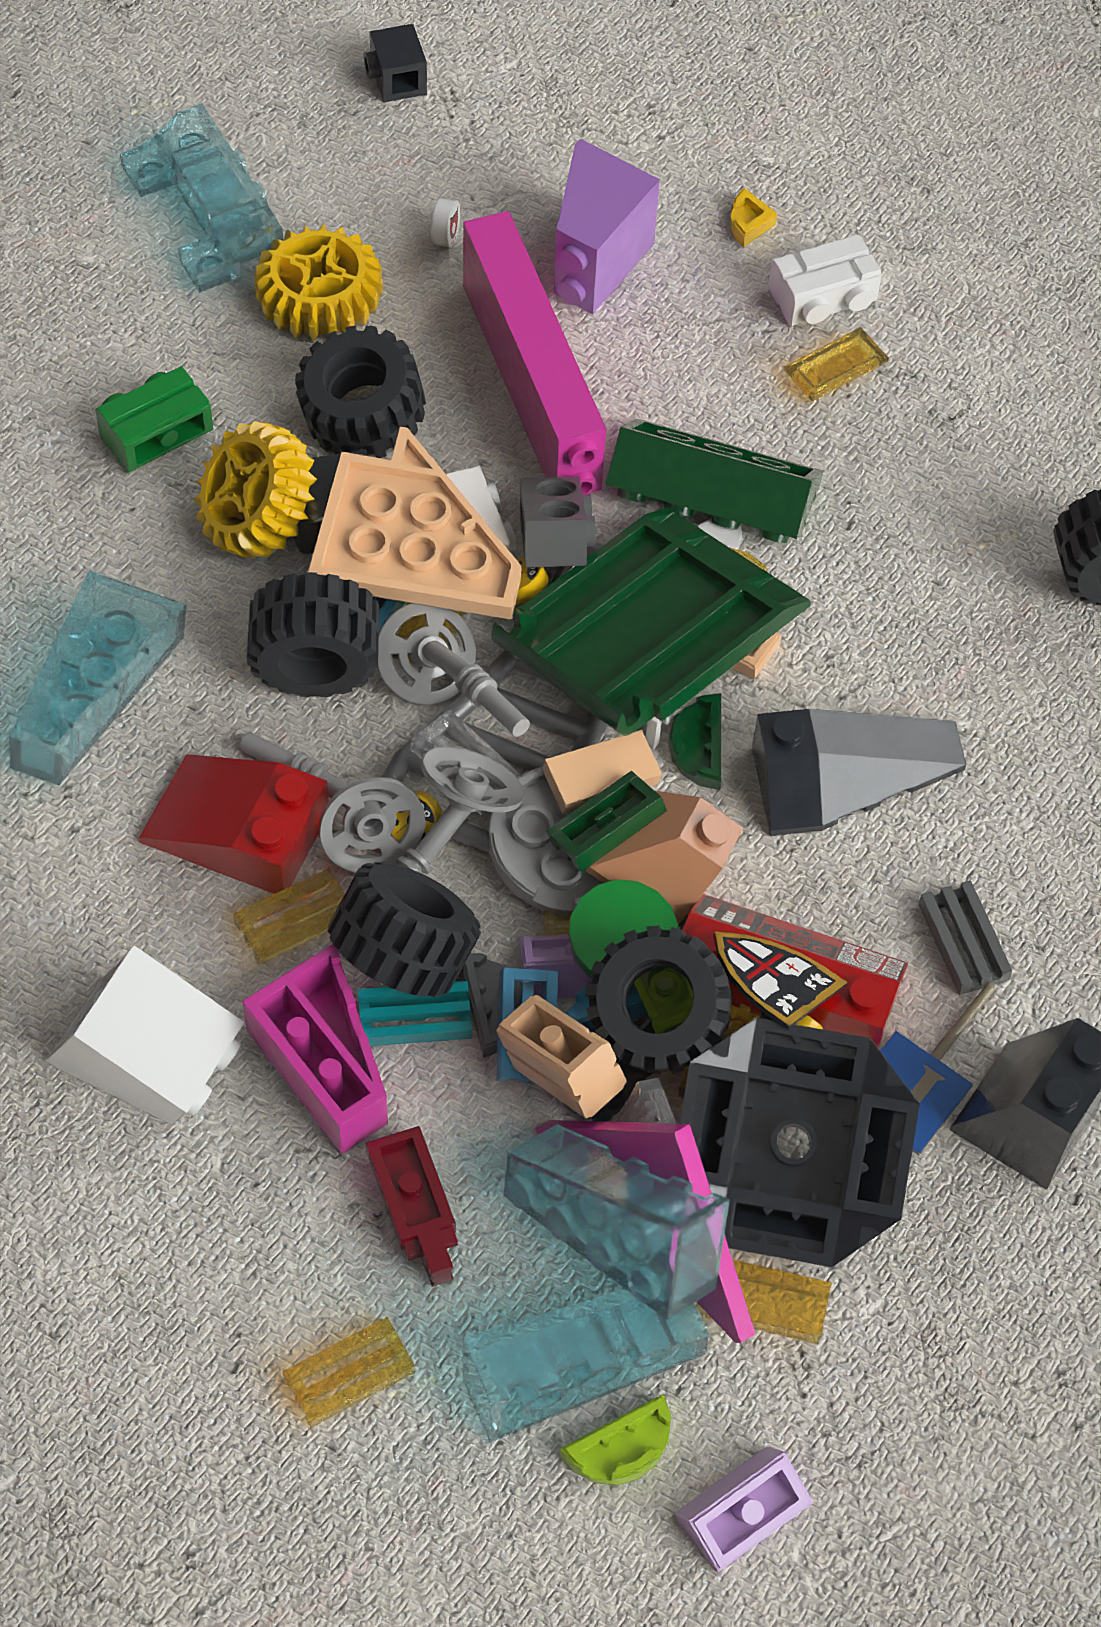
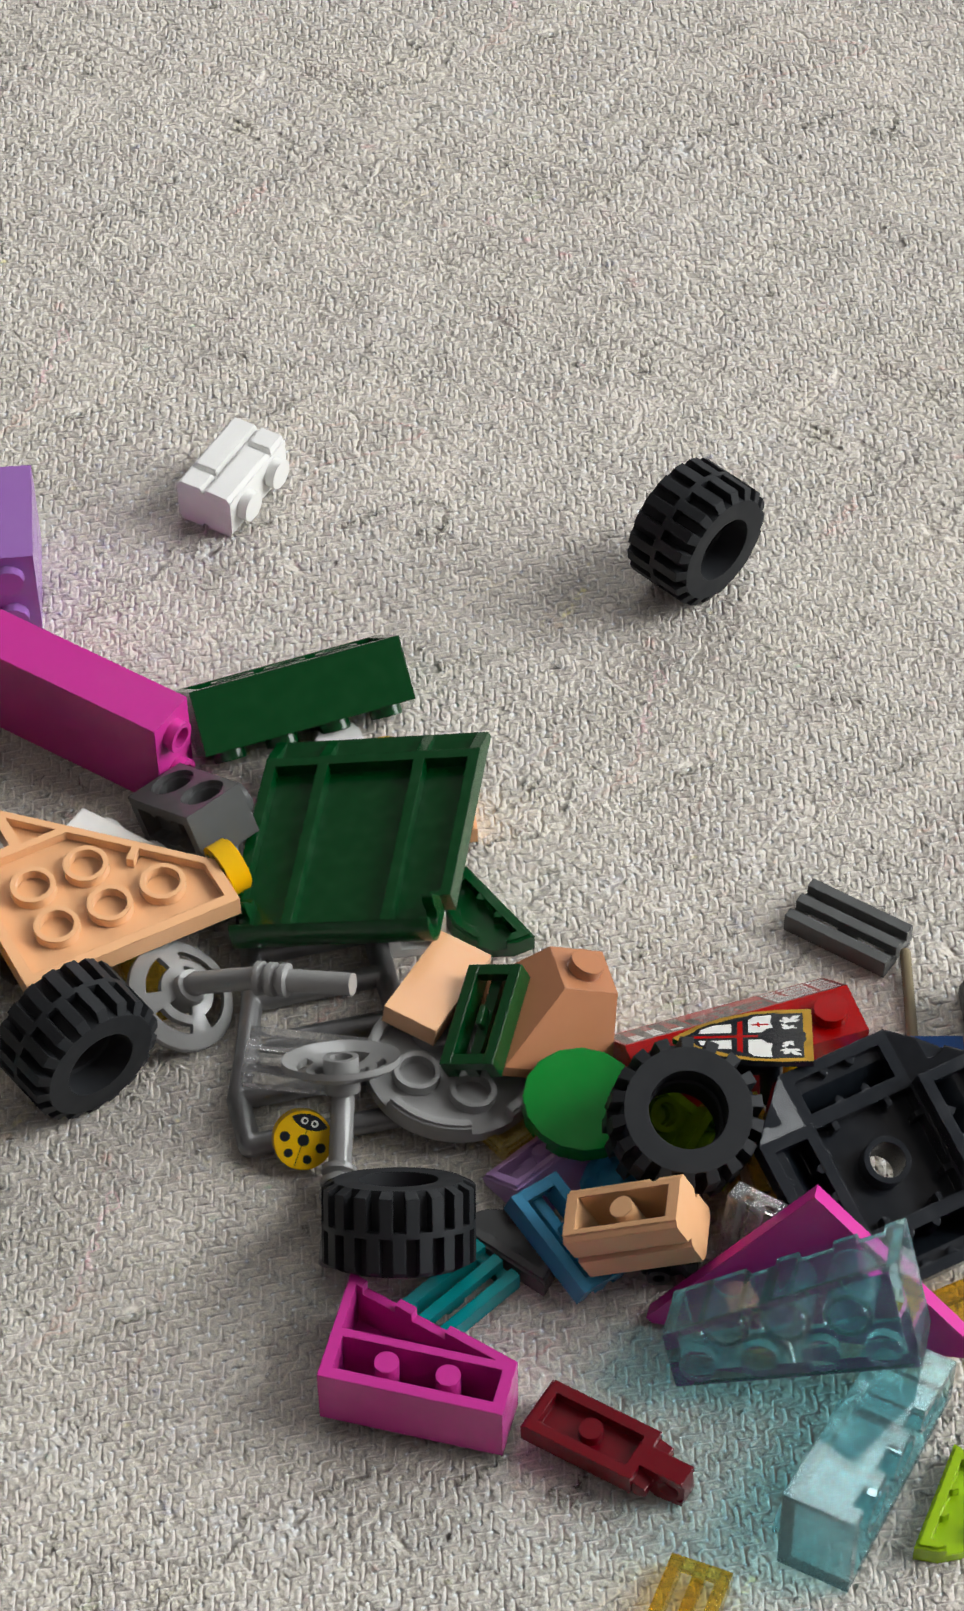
camera: 35 degrees left, 10 degrees down
(148, 1038) = (241, 1477): white slope -> none
(239, 818) = (141, 1244): red slope -> none
(297, 923) = (250, 1334): clear yellow tile -> none
(363, 811) = (260, 1160): light grey dish -> none
(533, 578) = (230, 863): none -> yellow tile
(750, 217) = (109, 466): yellow tile -> none
(836, 364) = (304, 542): clear yellow tile -> none
(837, 762) = (618, 858): wedge -> none

